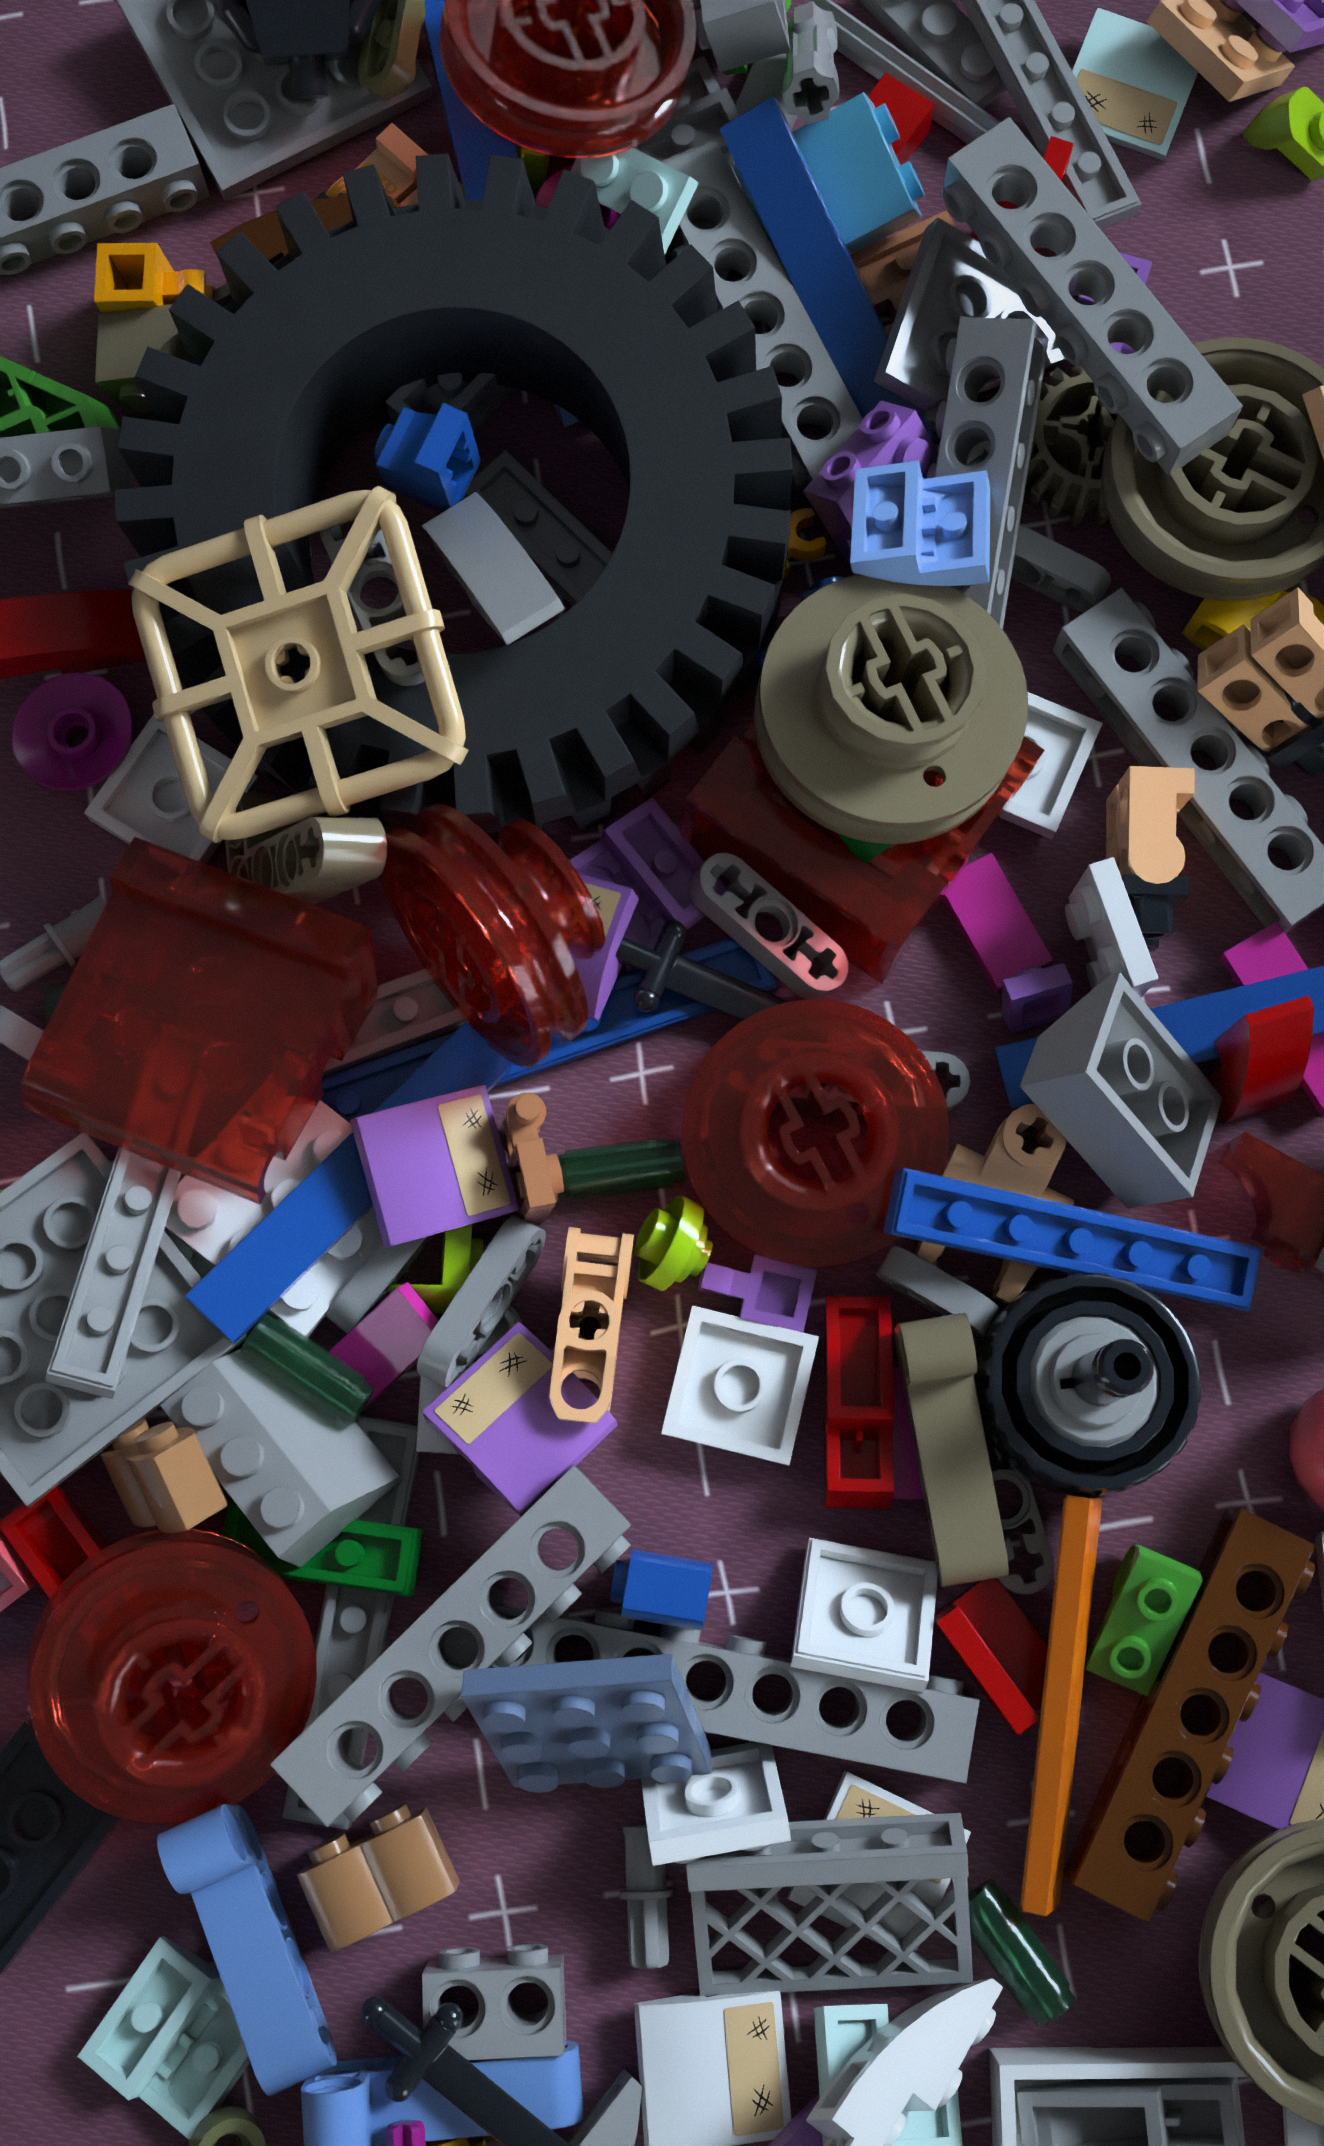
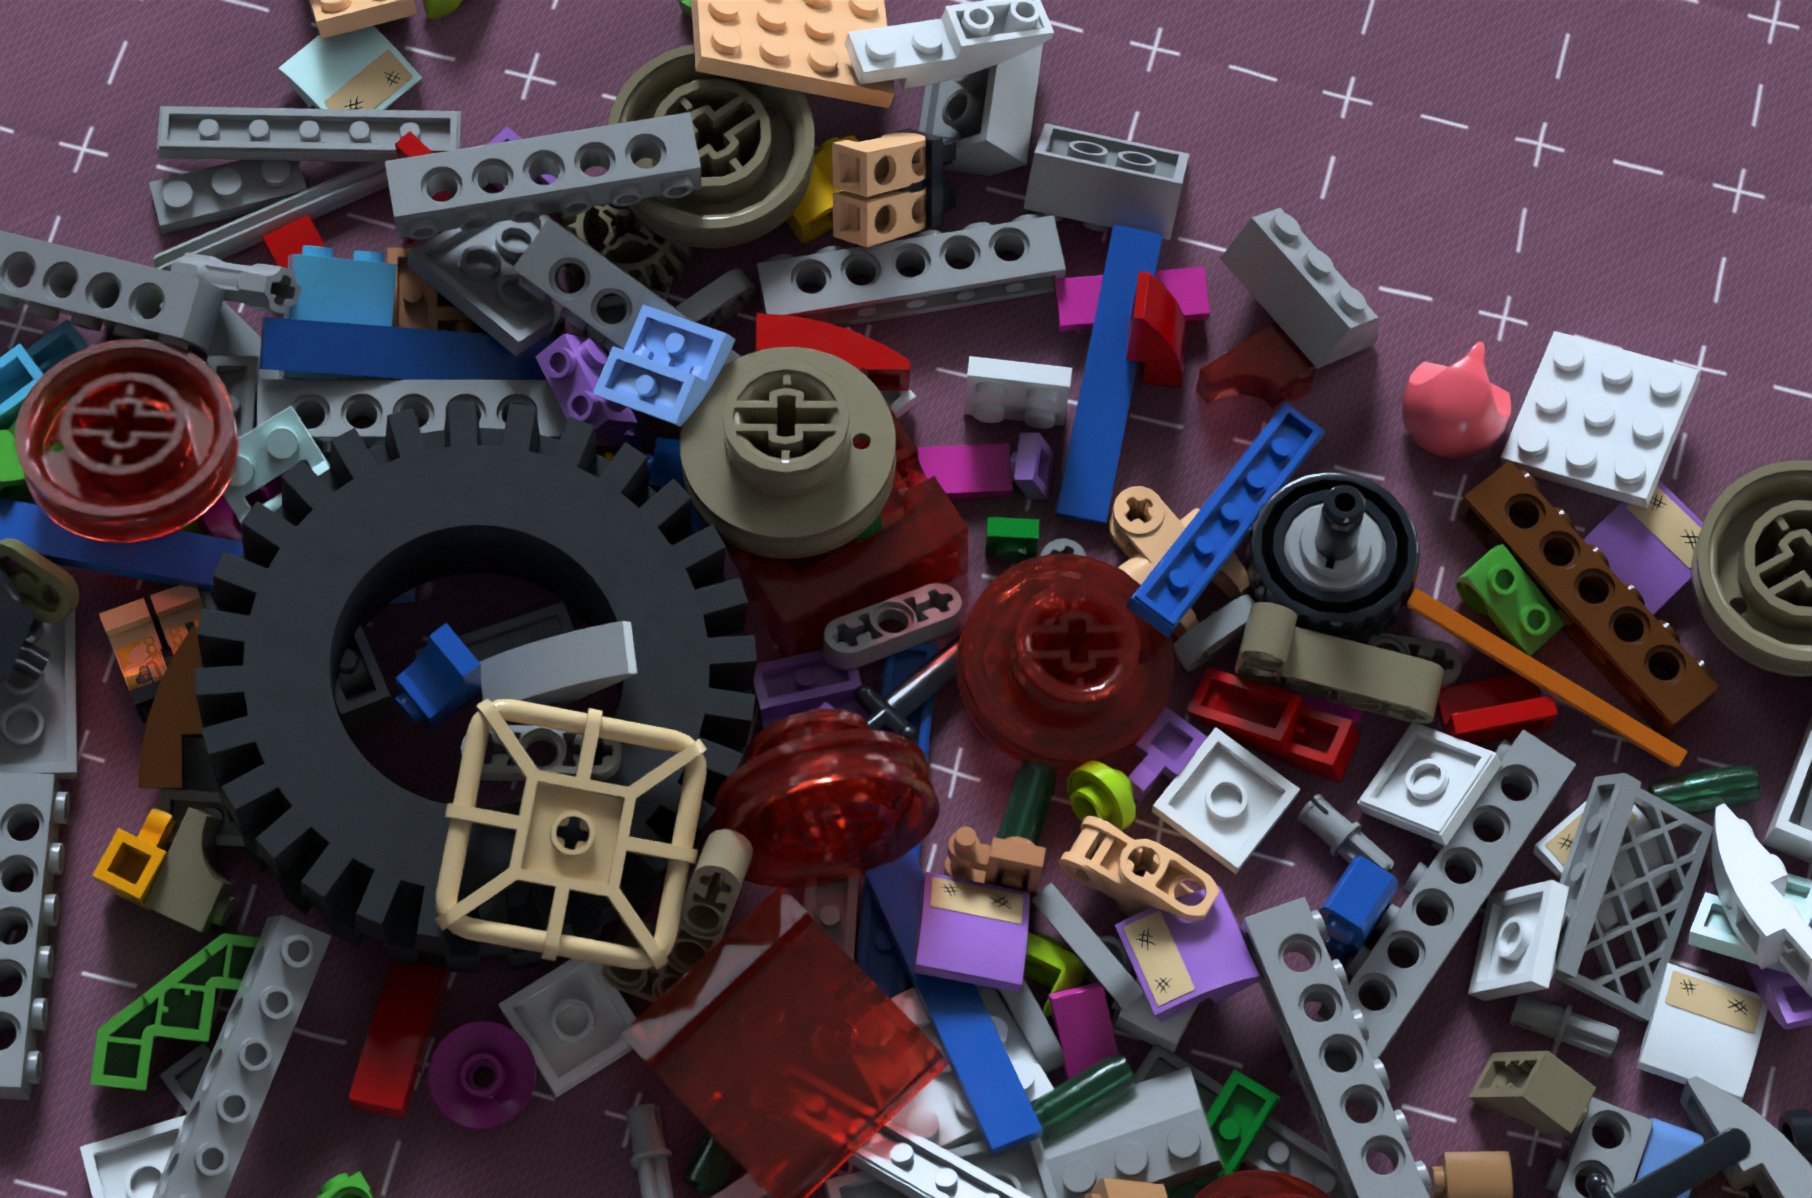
camera: 70 degrees left, 10 degrees down
(537, 1893) = (1534, 1090): none -> dark tan arch
(589, 1722) = (1430, 991): sand blue plate -> none
(756, 1544) = (1341, 834): none -> light grey axle
(937, 1011) = (1011, 538): none -> green plate
(1054, 708) = (885, 366): none -> red slope
(1124, 1095) = (1141, 434): light grey slope -> none
(1146, 846) = (947, 332): light nougat hips -> none

